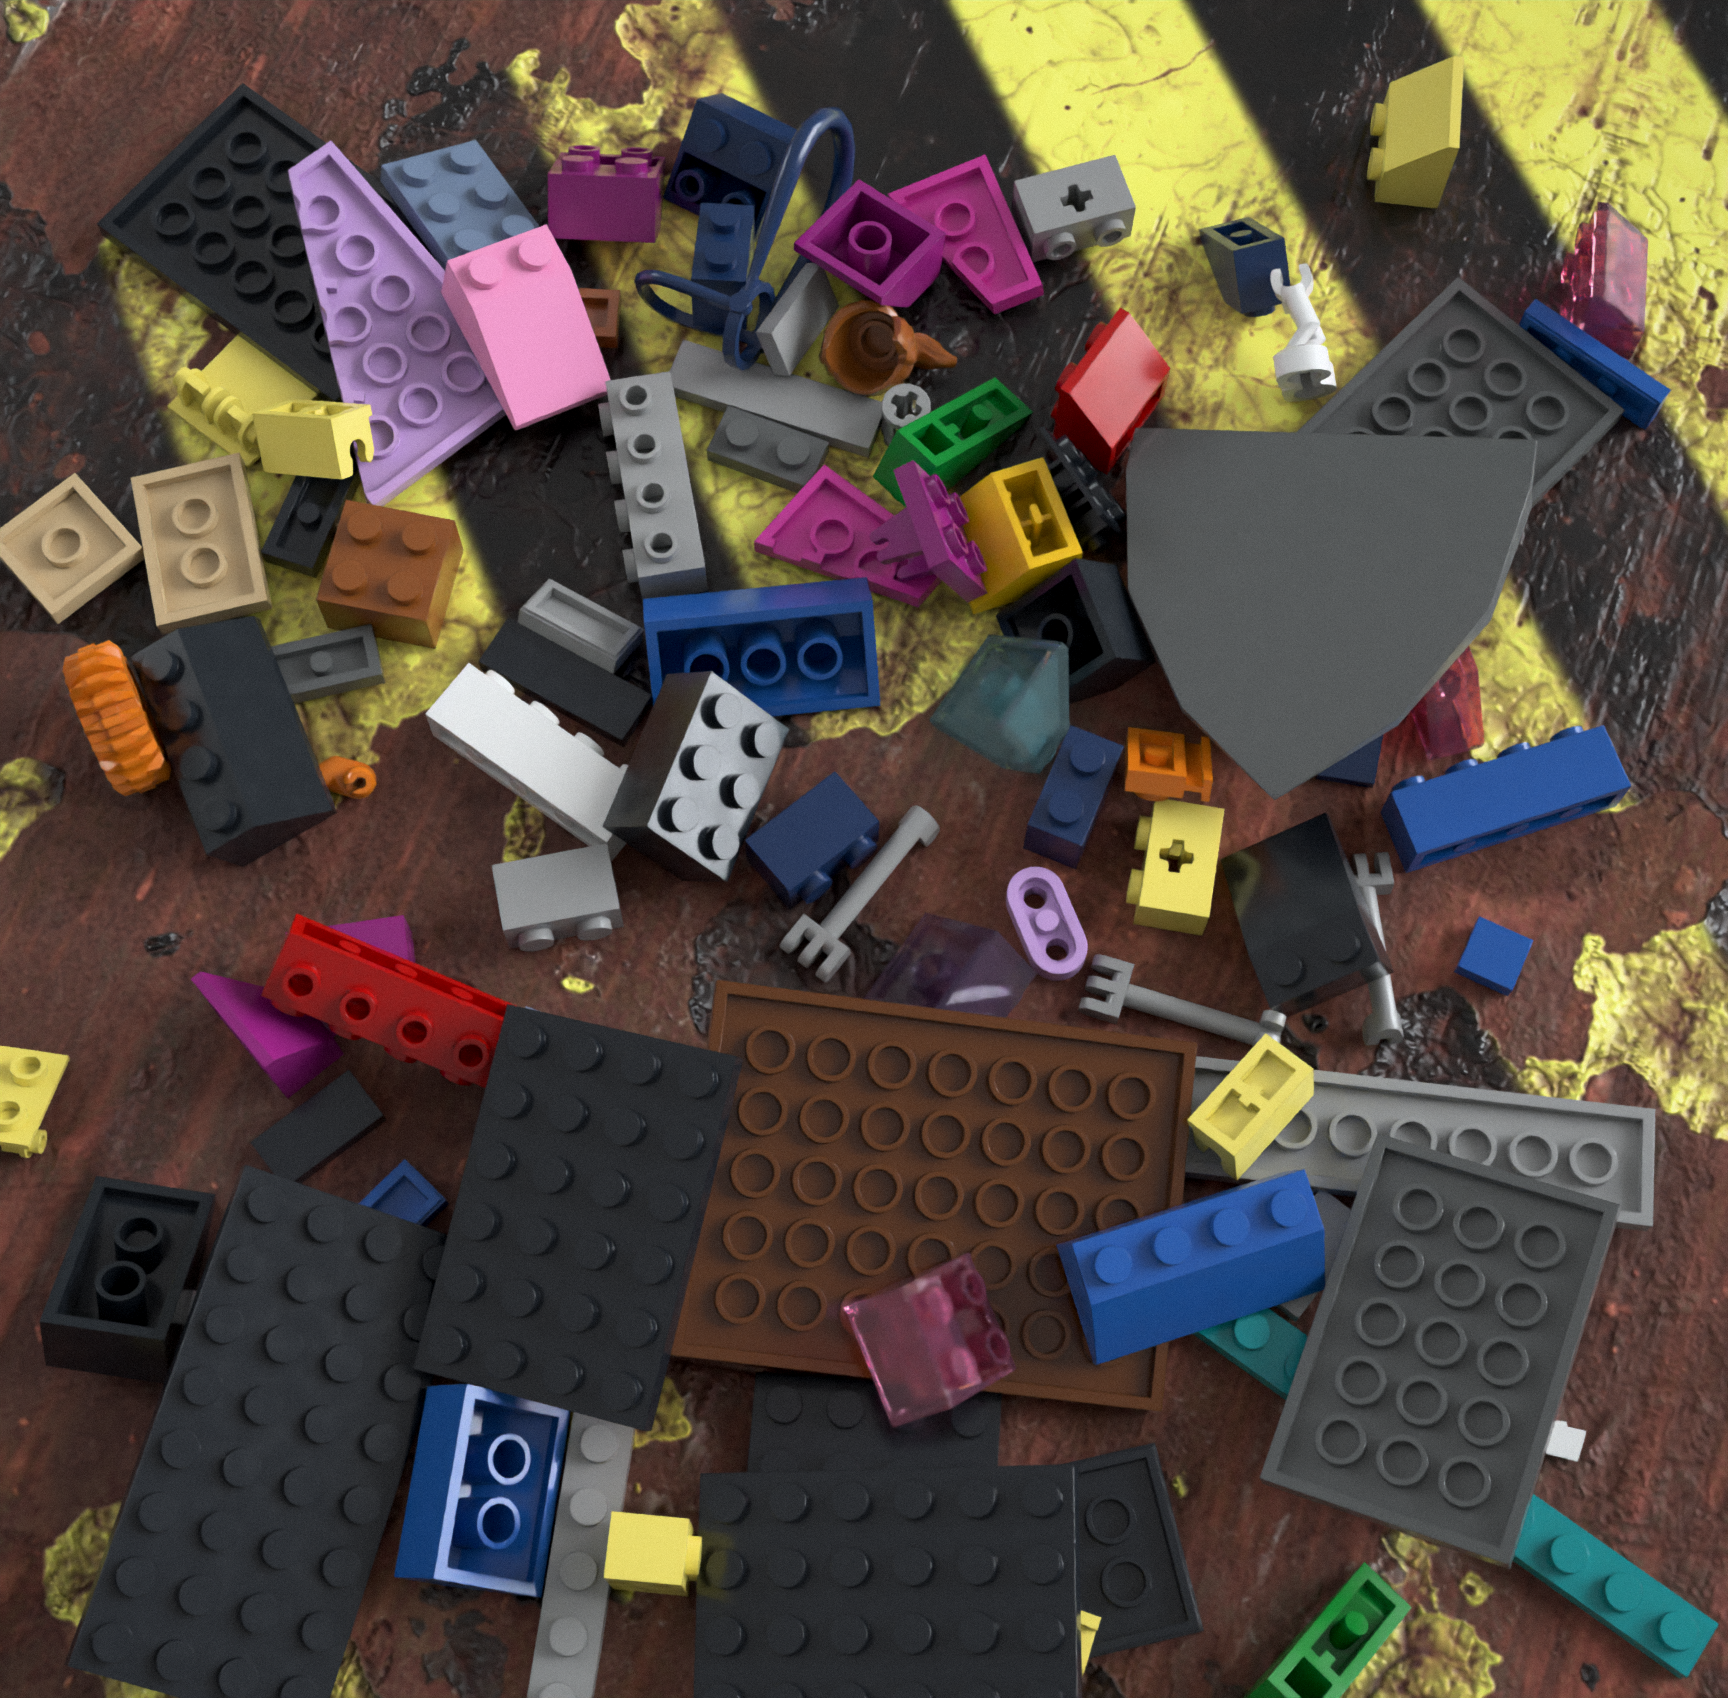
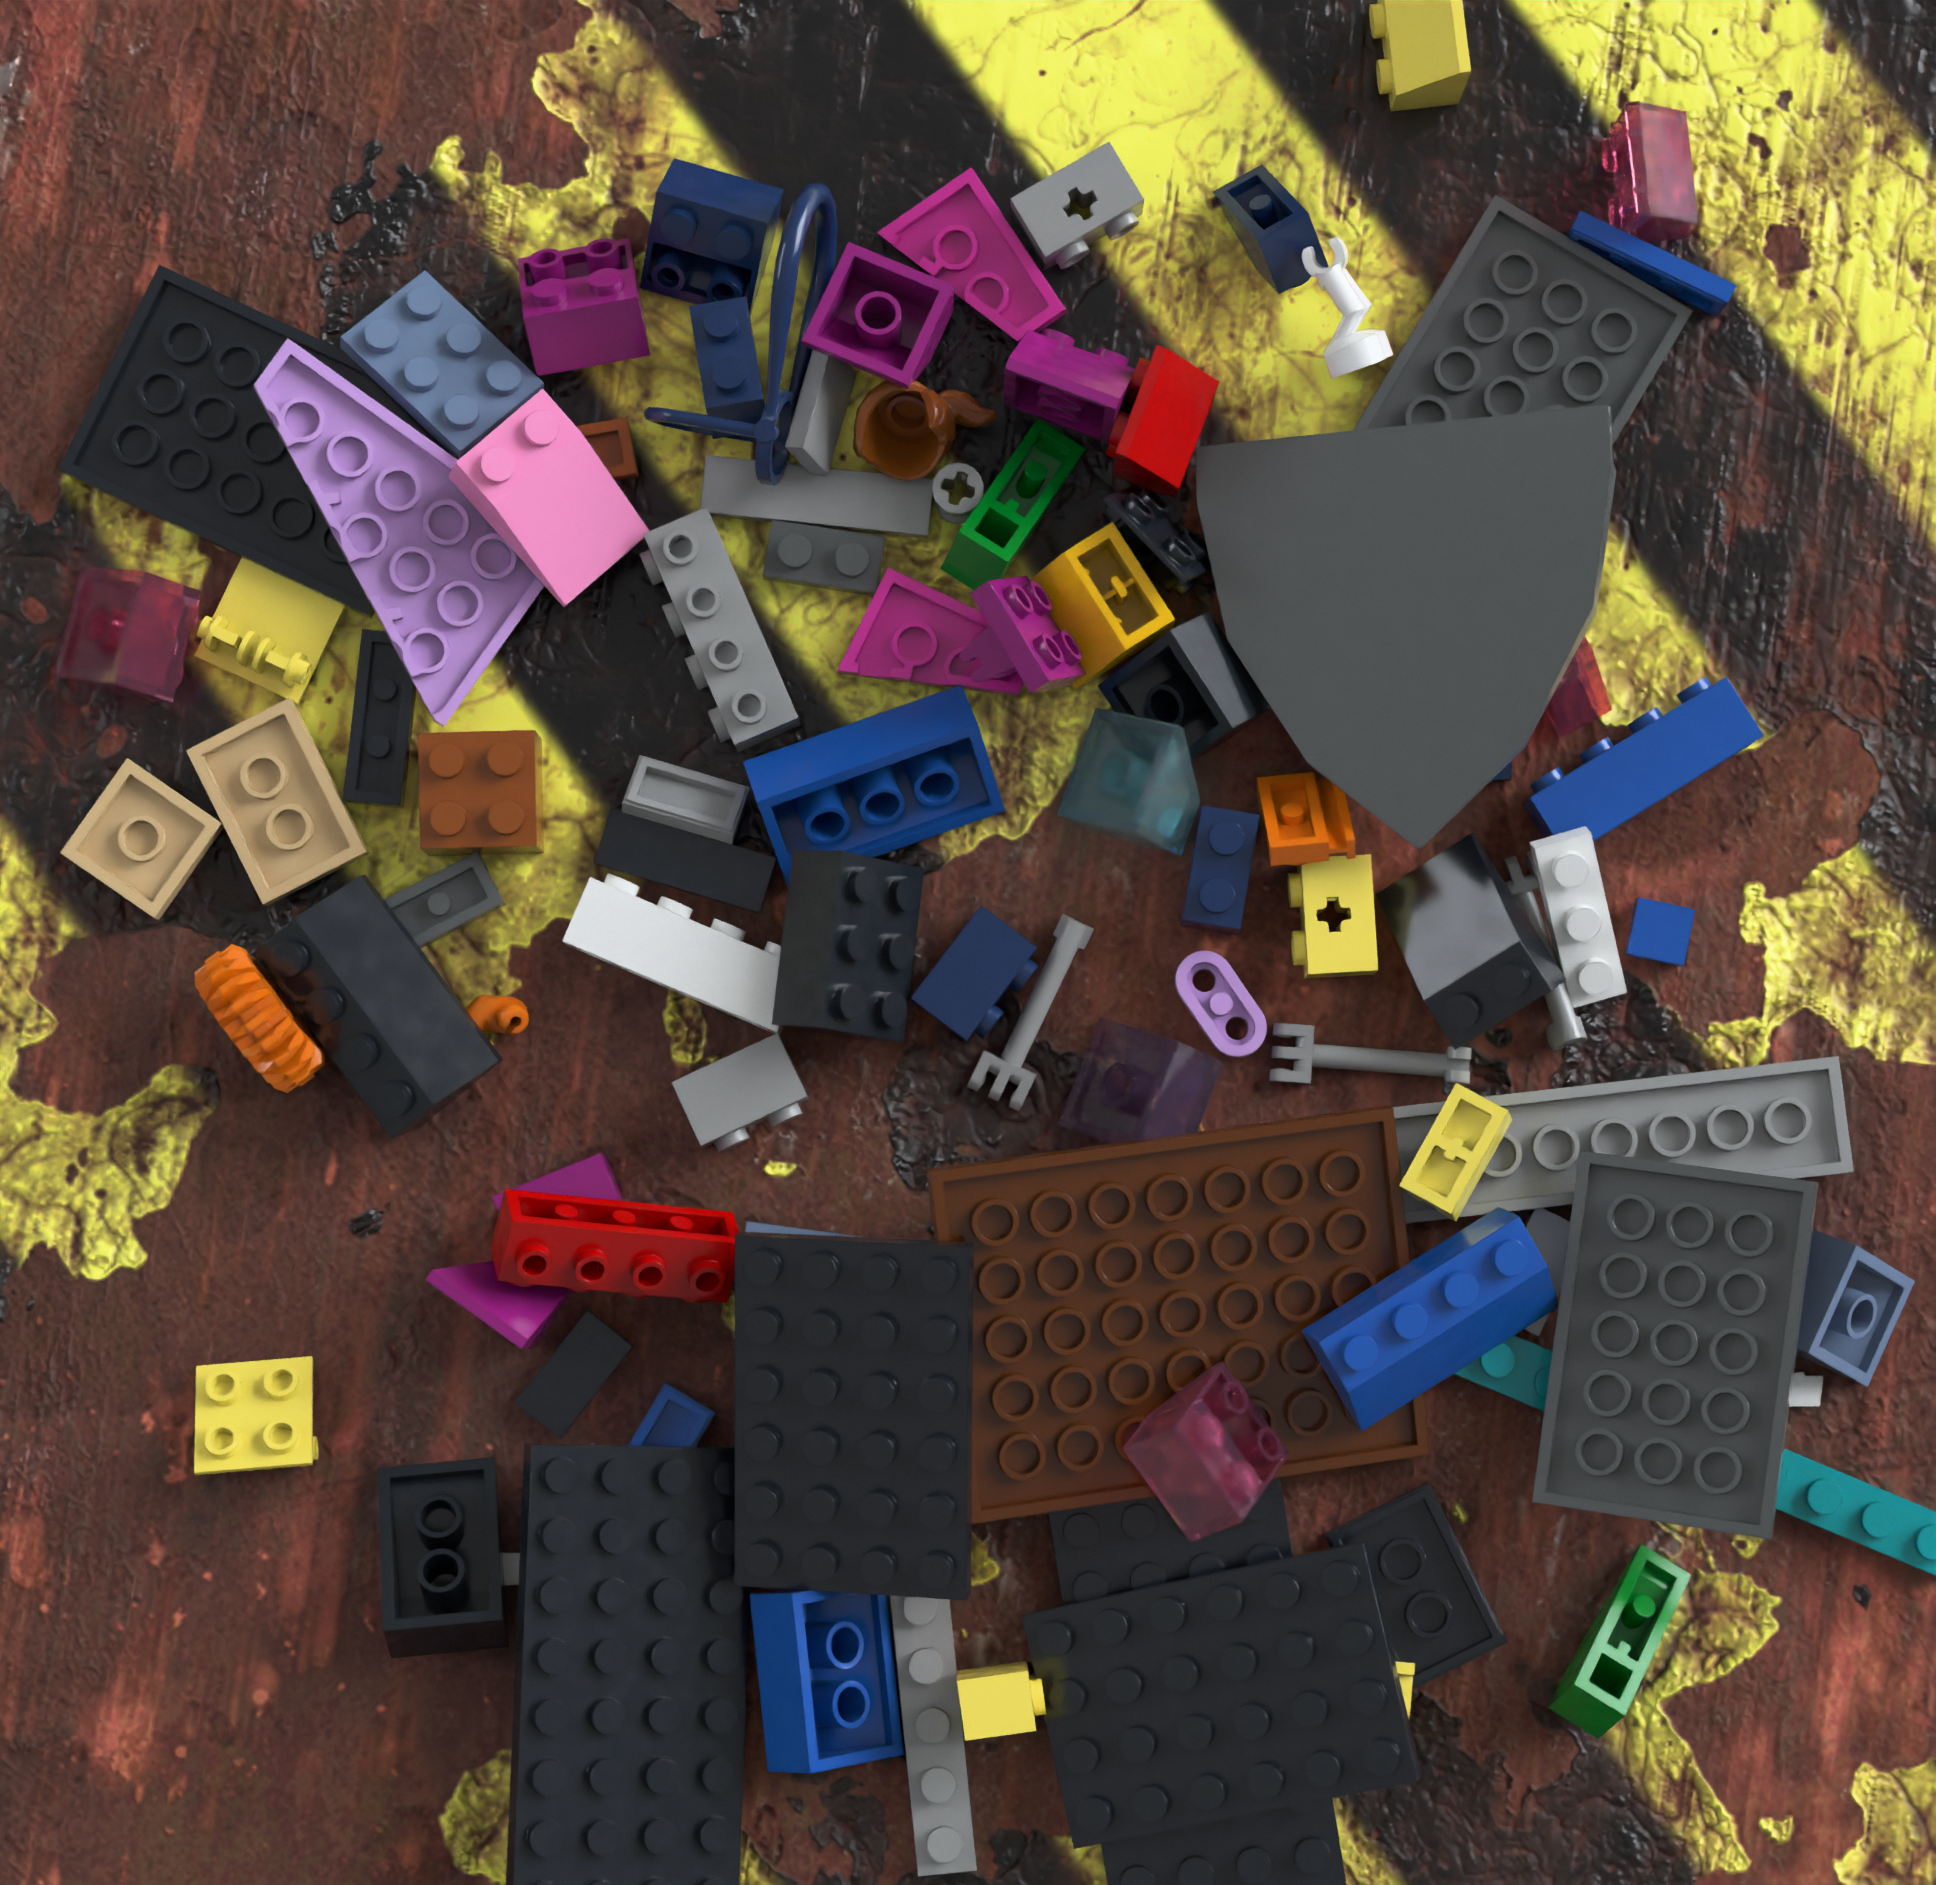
camera: 10 degrees left, 15 degrees up
(115, 371) = (128, 633): none -> clear pink slope
(313, 437) = (363, 668): light yellow hinge -> none
(1020, 341) = (1067, 383): none -> magenta slope
(1417, 914) = (1578, 916): none -> white plate
(1625, 1362) = (1848, 1307): none -> sand blue slope

